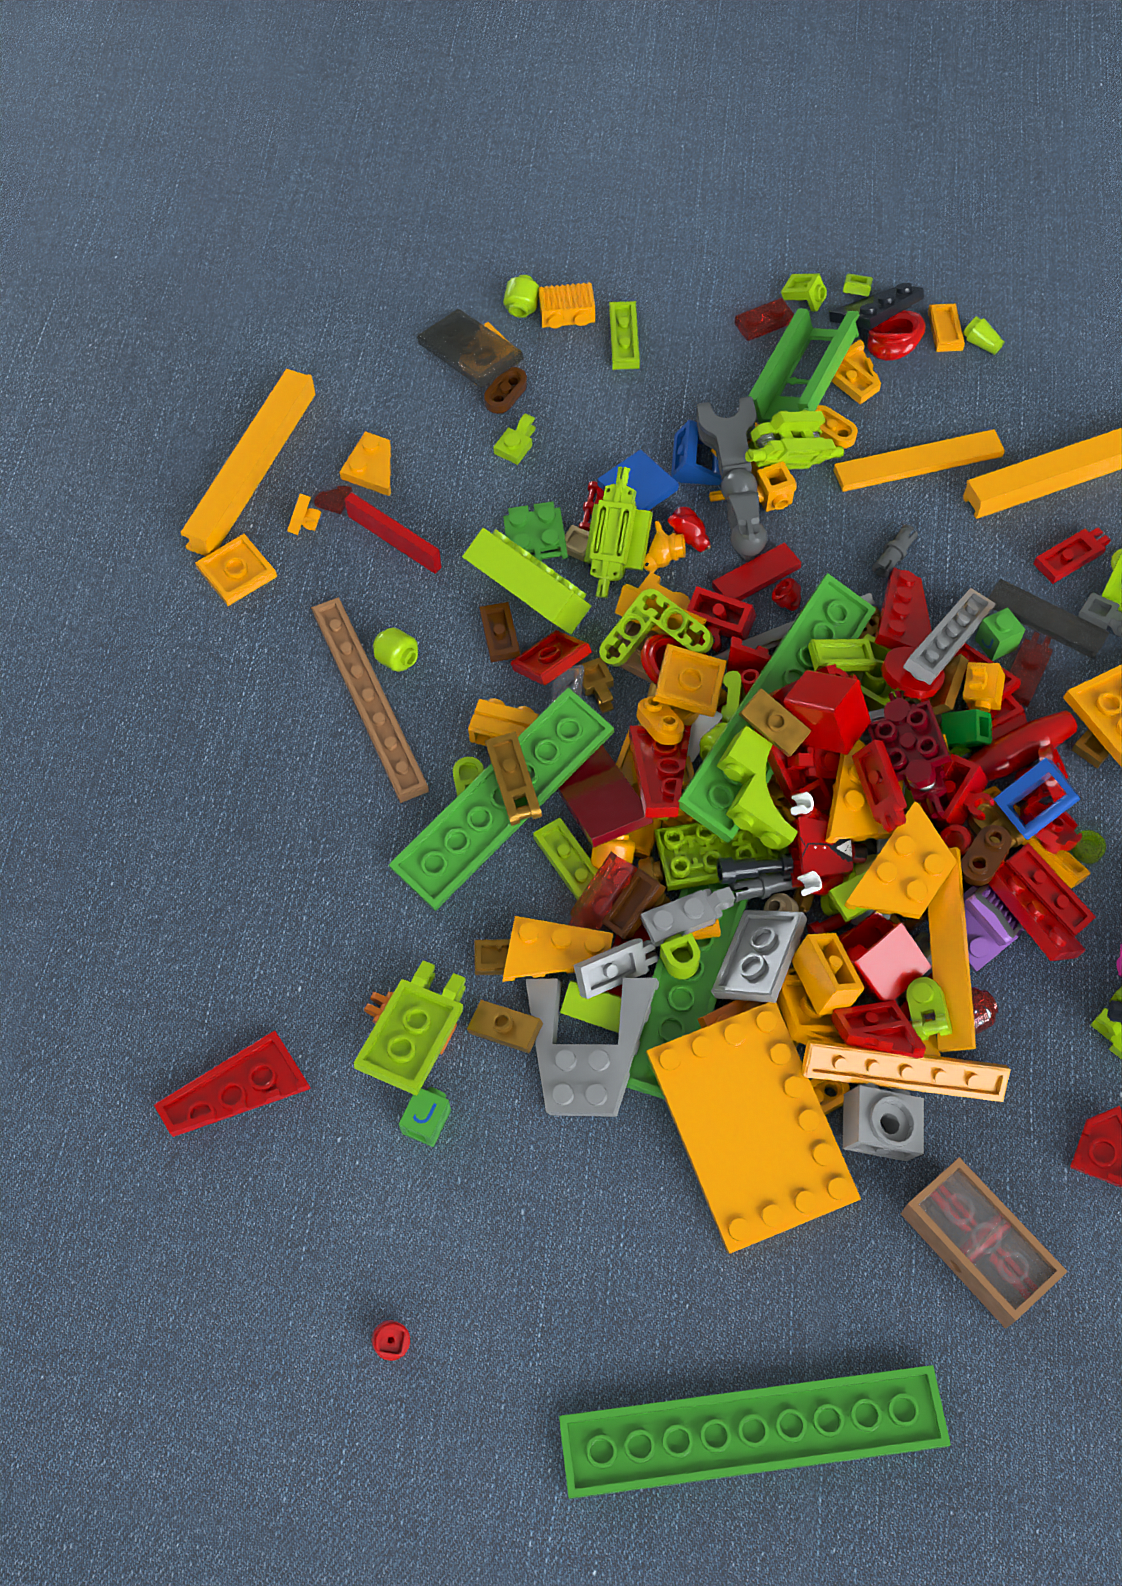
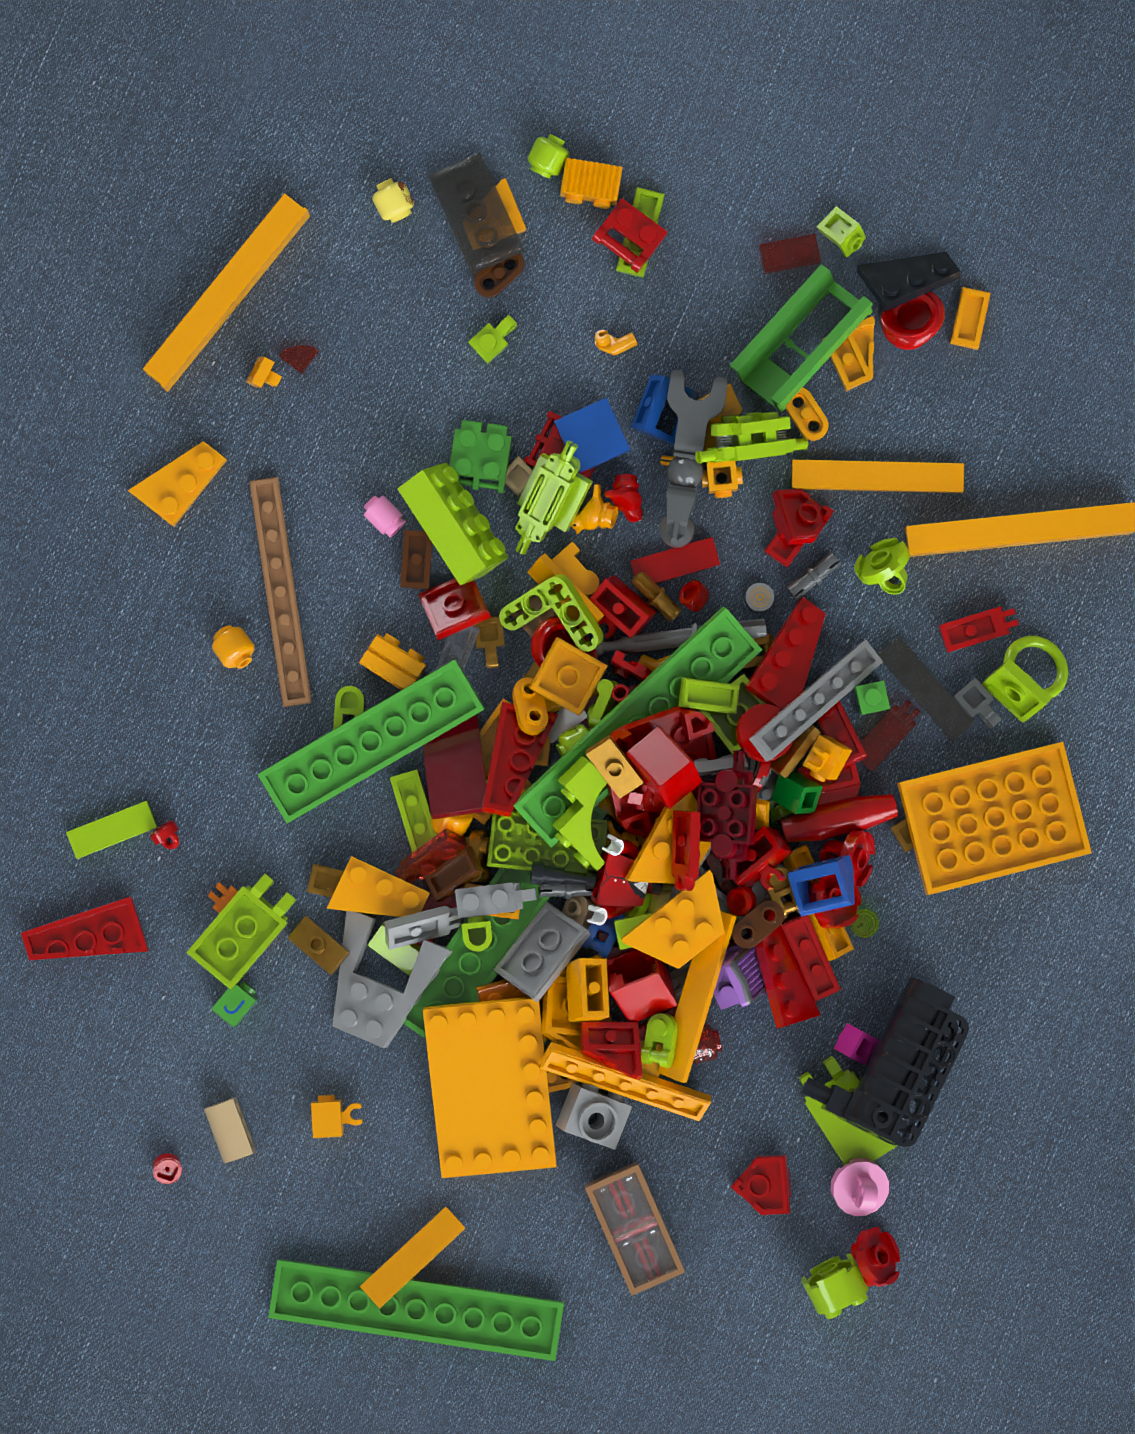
camera: 10 degrees right, 25 degrees up
(236, 569) = (188, 413): light orange tile -> none
(239, 970) = (112, 829): none -> lime tile
(240, 629) = (179, 483): none -> light orange wing
(298, 954) = (165, 831): none -> red tile
(331, 753) = (233, 647): none -> light orange head
(369, 464) = (344, 324): light orange wing -> none
(390, 357) = (393, 200): none -> light yellow head
(393, 533) = (345, 419): red tile -> none
(395, 649) = (316, 553): lime head -> none
(455, 601) = (383, 515): none -> bright pink brick
(455, 1269) = (230, 1130): none -> tan brick
(513, 777) = (382, 733): pearl gold plate -> none
(574, 1218) = (329, 1117): none -> light orange brick
(616, 331) = (635, 228): none -> red plate
(631, 420) = (612, 344): none -> light orange arm
(726, 1363) = (412, 1257): none -> light orange tile
(762, 608) = (656, 596): none -> pearl gold axle
(819, 910) = (602, 947): none -> blue plate
(852, 579) = (759, 597): none -> light grey tile
(856, 505) = (798, 516): none -> red plate
(856, 537) = (781, 551): none -> red tile
(857, 284) = (899, 239): lime tile -> none
(960, 517) = (883, 563): none -> lime tile
(983, 335) = (1000, 344): lime cone -> none

